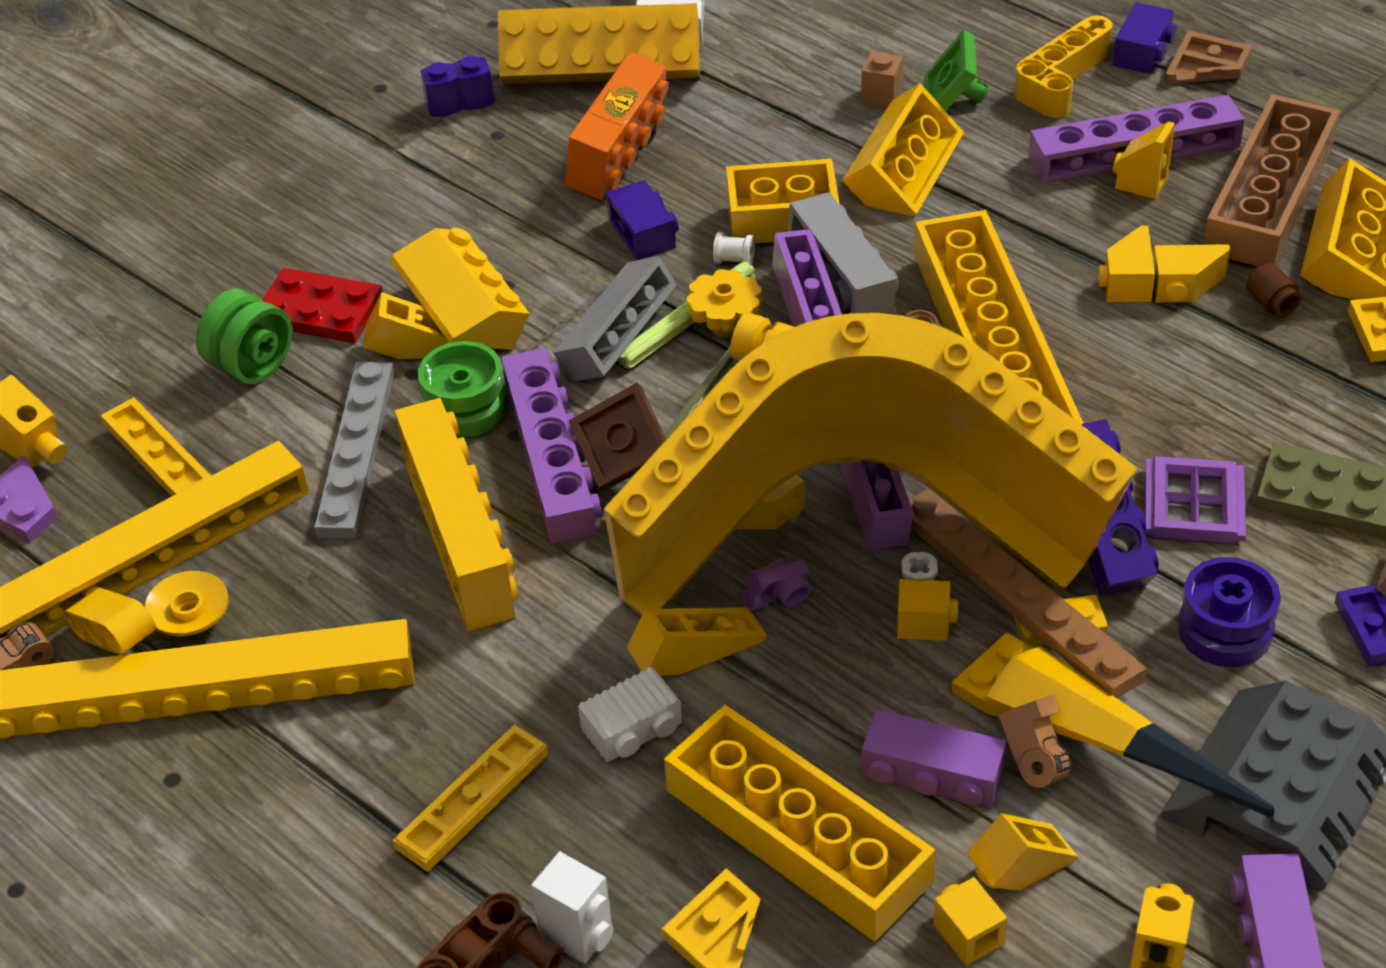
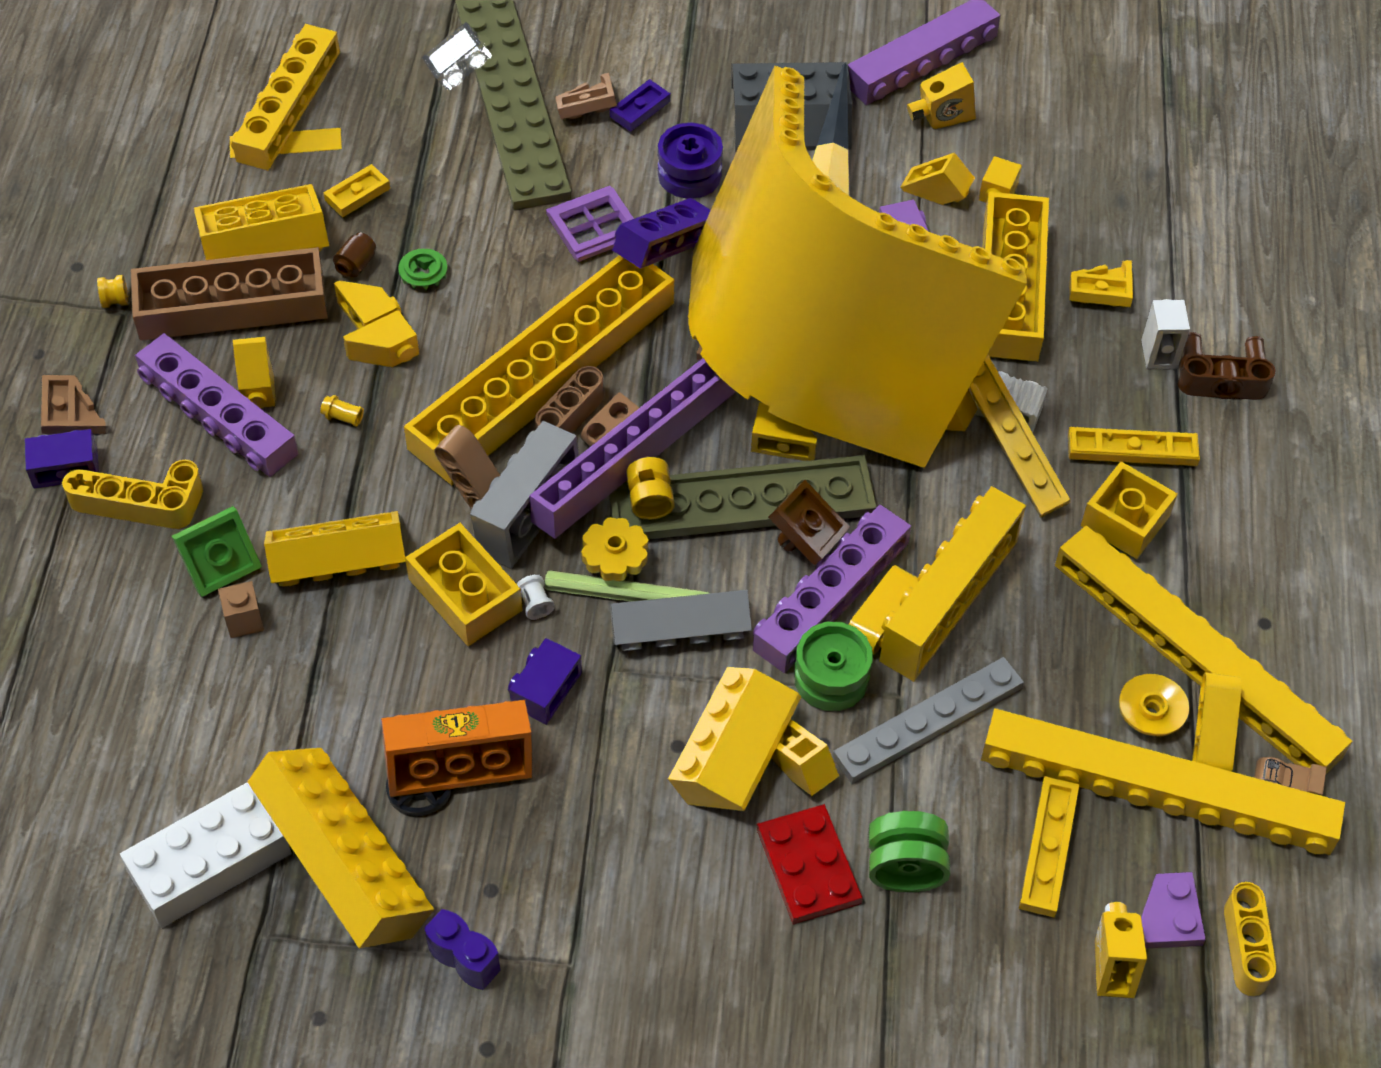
camera: 130 degrees left, 10 degrees up
(393, 716) = (1129, 509): none -> yellow brick
(493, 468) = (881, 601): none -> yellow beam
(587, 664) = (1017, 440): none -> yellow plate
(900, 225) = (466, 464): none -> medium nougat beam
(1035, 743) = (870, 194): medium nougat leg -> none
(1071, 211) = (341, 410): none -> yellow pin
(1230, 329) = (424, 259): none -> bright green gear
(1351, 114) = (112, 291): none -> yellow wheel

